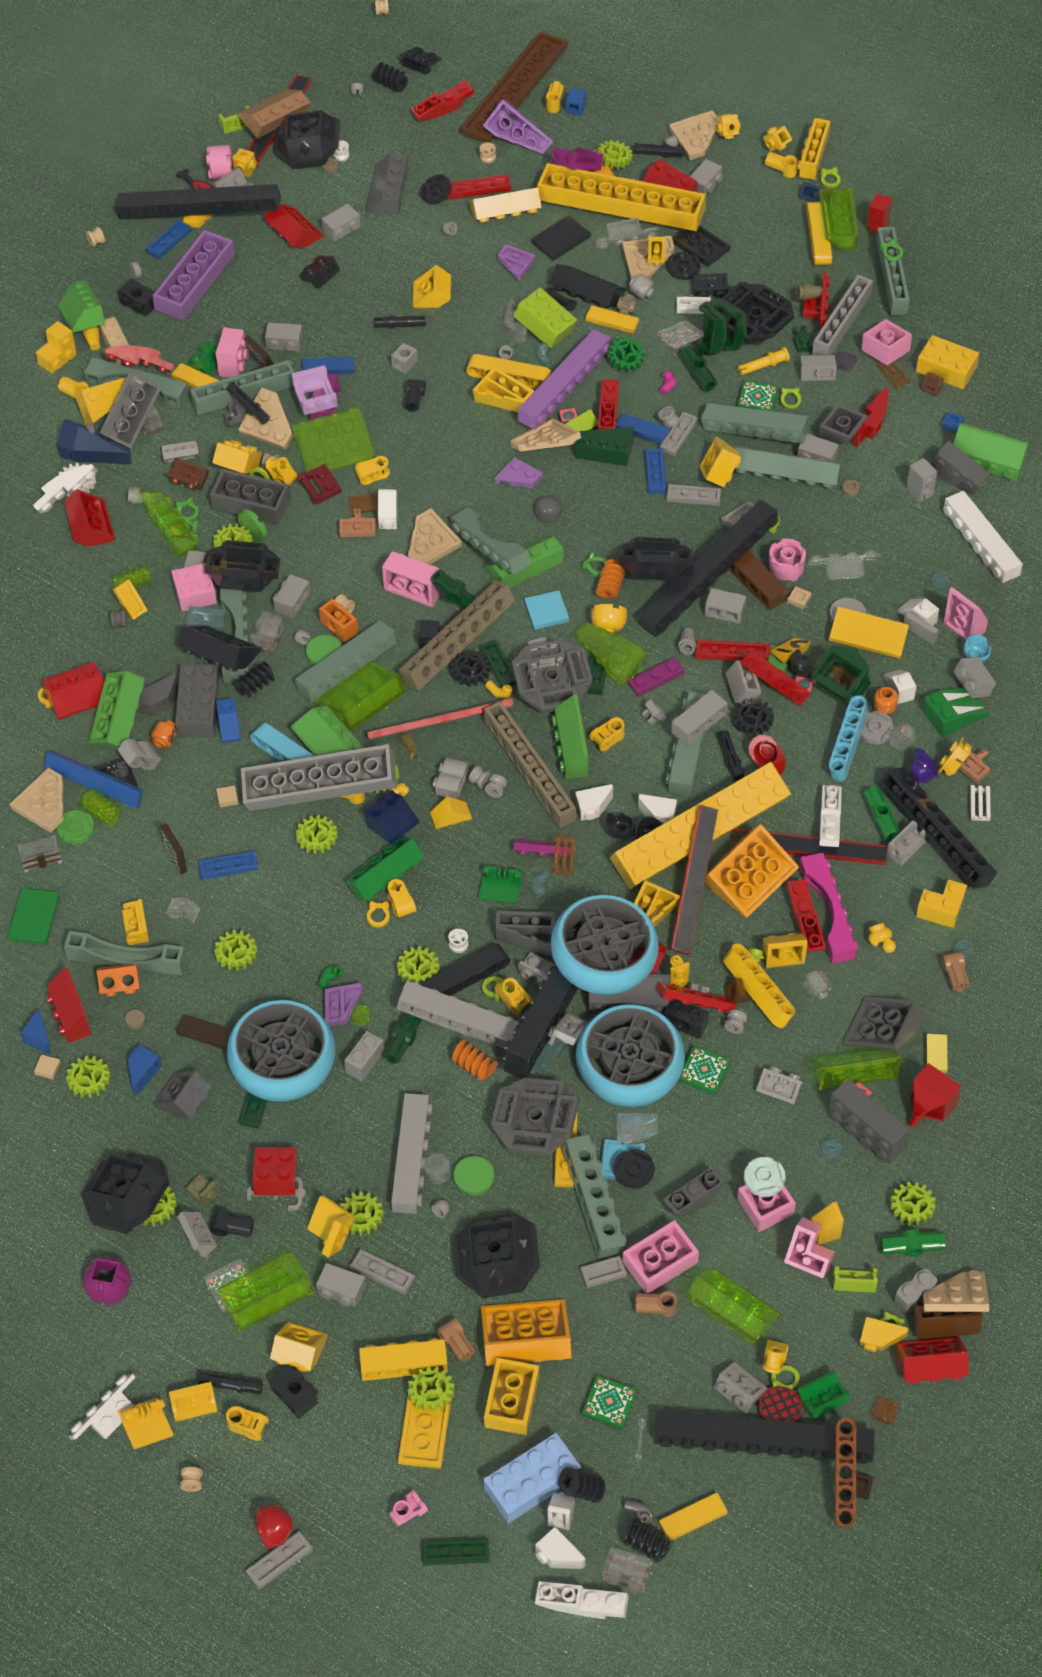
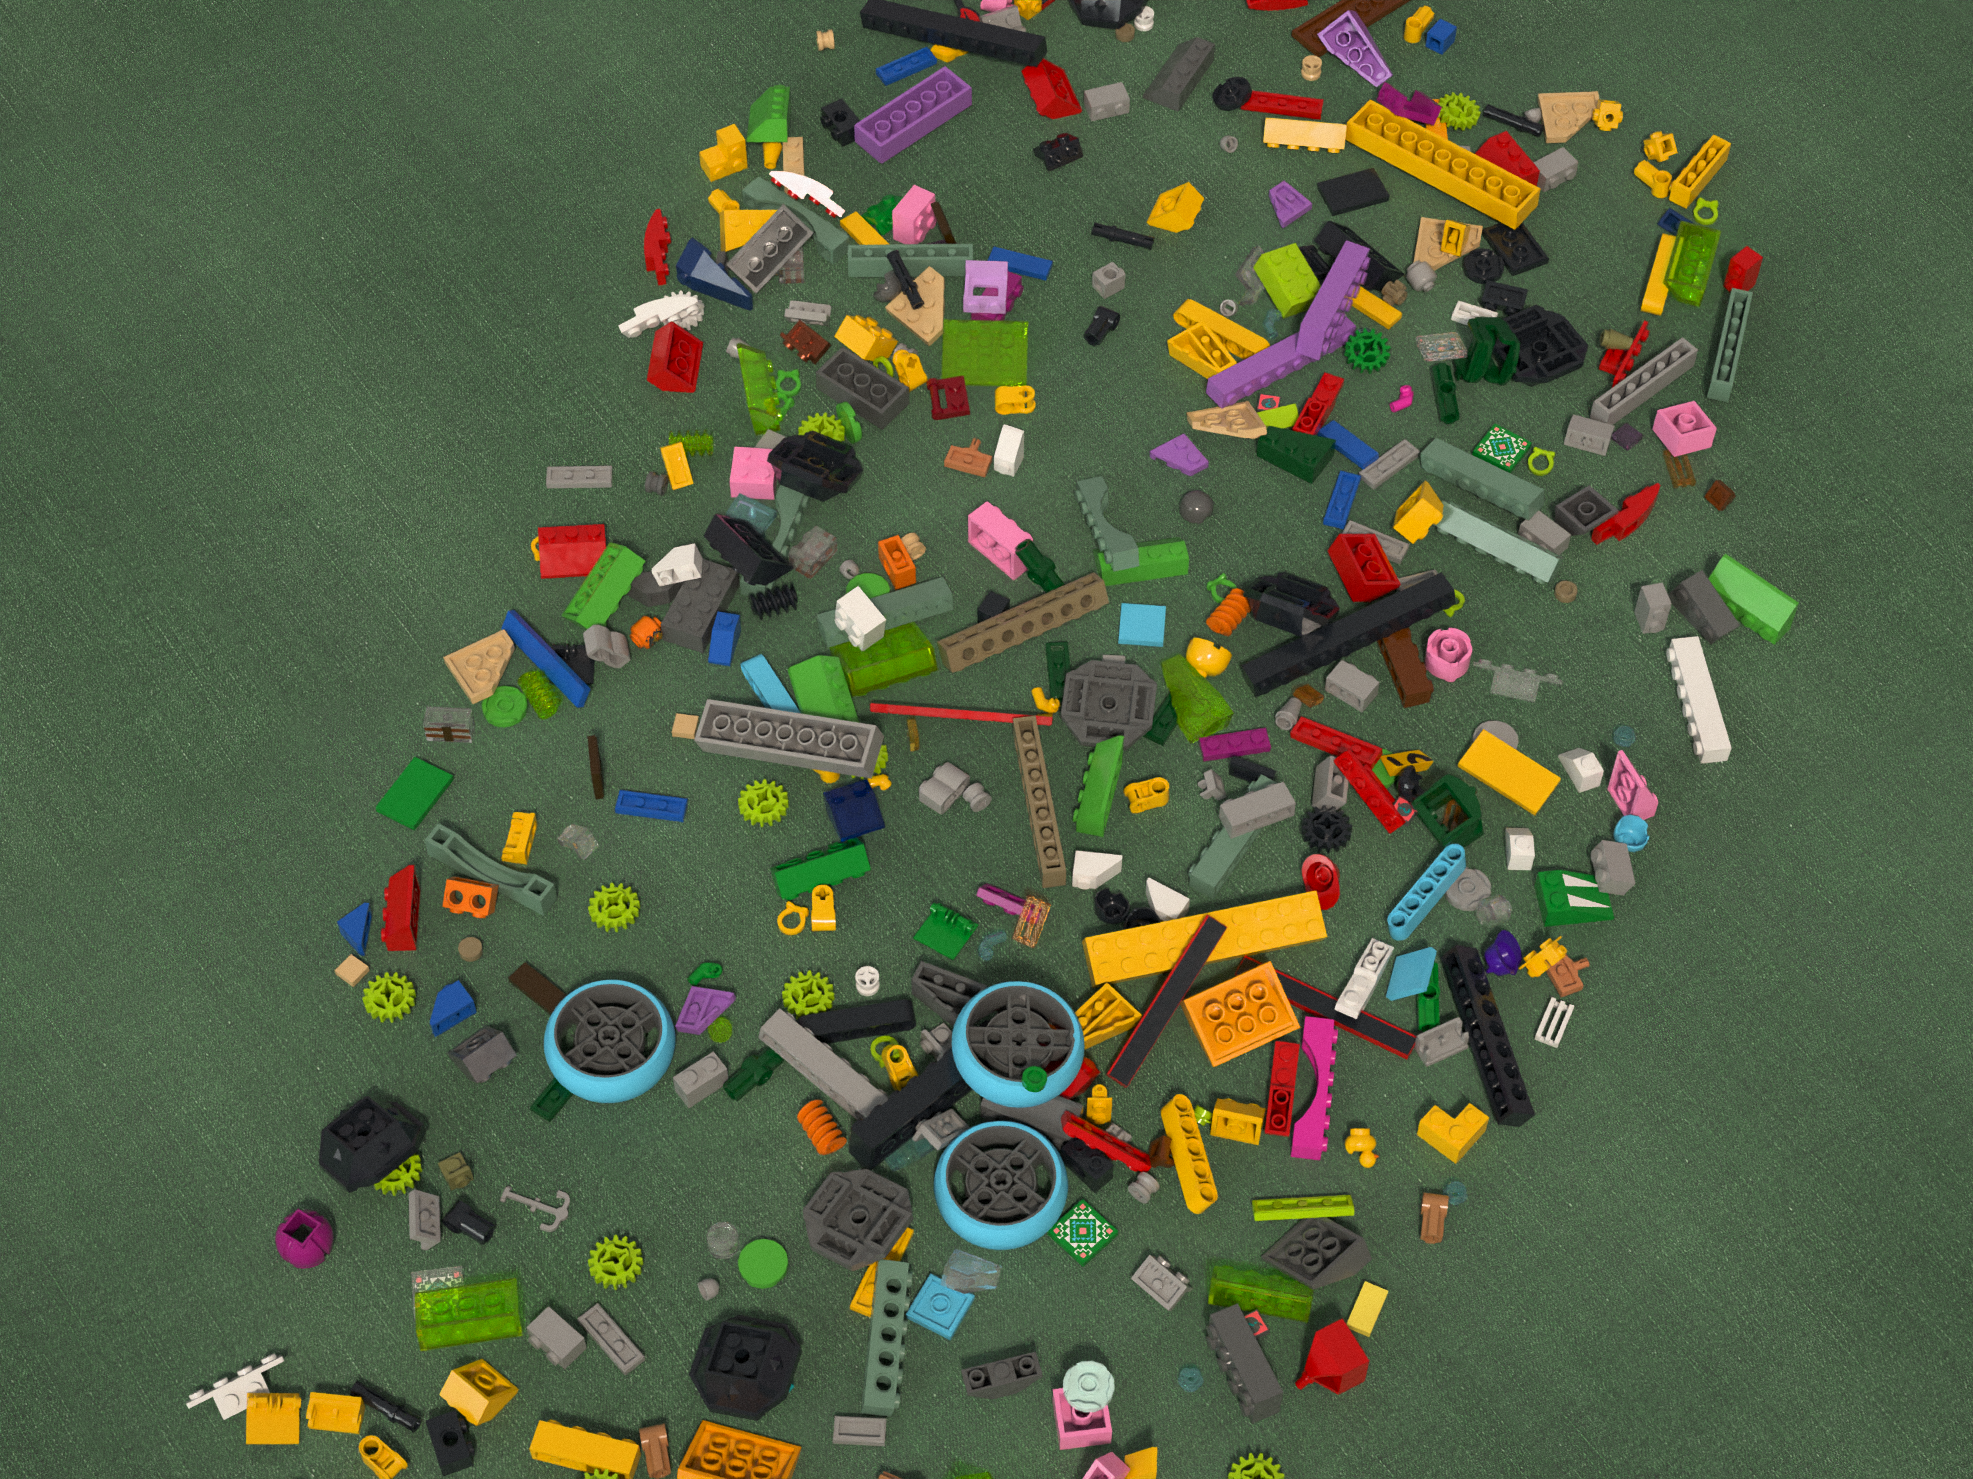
camera: 20 degrees right, 0 degrees up
(33, 436) = (656, 246): none -> red slope
(53, 632) = (579, 477): none -> light grey tile
(135, 270) = (852, 90): light grey tile -> none
(171, 674) = (679, 565): none -> white slope
(275, 1171) = (541, 1179): red brick -> none
(283, 337) = (983, 215): light grey brick -> none
(291, 596) = (858, 517): light grey brick -> none
(330, 1224) = (575, 1264): yellow bracket -> none
(334, 670) = (859, 619): none -> white brick
(366, 503) = (987, 434): clear orange tile -> none
(410, 1153) = (701, 1211): light grey brick -> none
(432, 538) = (1045, 501): tan plate -> none
(450, 812) = (925, 827): yellow slope -> none
(470, 668) = (1023, 665): black gear -> none
(495, 786) = (990, 813): light grey wheel -> none
(589, 321) = (1333, 300): none -> medium lavender brick
(624, 231) = (1429, 205): clear bracket -> none
(632, 964) = (1034, 1079): none -> green tile
(634, 1168) = (947, 1321): black tile -> none
(660, 1257) = (929, 1438): bright pink brick -> none
(668, 416) = (1384, 440): light grey wheel -> none
(677, 692) = (1249, 771): none -> black tile
(694, 515) = (1363, 566): none -> red slope
(696, 623) = (1308, 695): none -> clear orange tile
(736, 769) = (1281, 845): black pin -> none
(770, 359) = (1535, 408): yellow pin -> none
(799, 597) = (1445, 703): tan tile -> none
(803, 341) = (1586, 395): dark green plate -> none
(817, 985) = (1259, 1177): clear head -> none
(858, 996) = (1302, 1207): none -> lime tile
(863, 801) = (1411, 973): none -> medium azure tile
(883, 247) = (1728, 312): bright green piece -> none
(885, 700) = (1492, 860): orange head -> none
(921, 628) = (1575, 786): light grey tile -> none
(948, 361) = (1749, 474): yellow brick -> none
(952, 421) = (1725, 546): blue tile -> none

